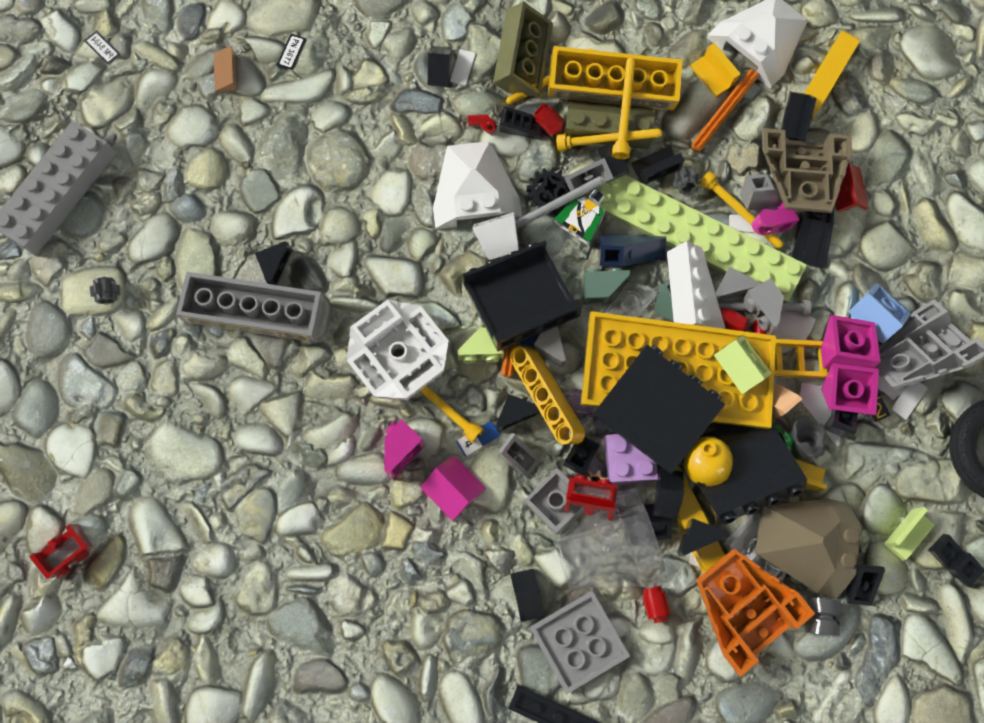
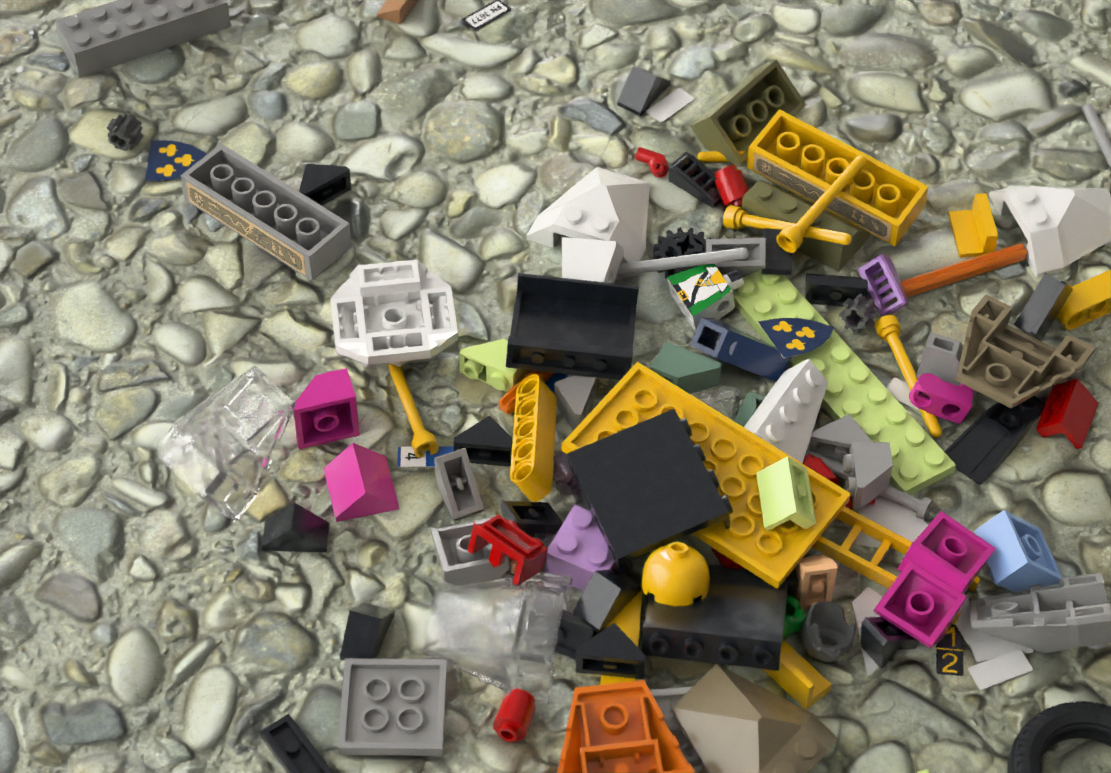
camera: 30 degrees right, 25 degrees down
(153, 291) = (170, 159): none -> dark blue sticker
(350, 513) = (228, 441): none -> clear wedge
(434, 548) = (295, 531): none -> black slope
(660, 220) = (796, 335): none -> dark blue sticker
(694, 144) = (874, 268): none -> medium lavender slope

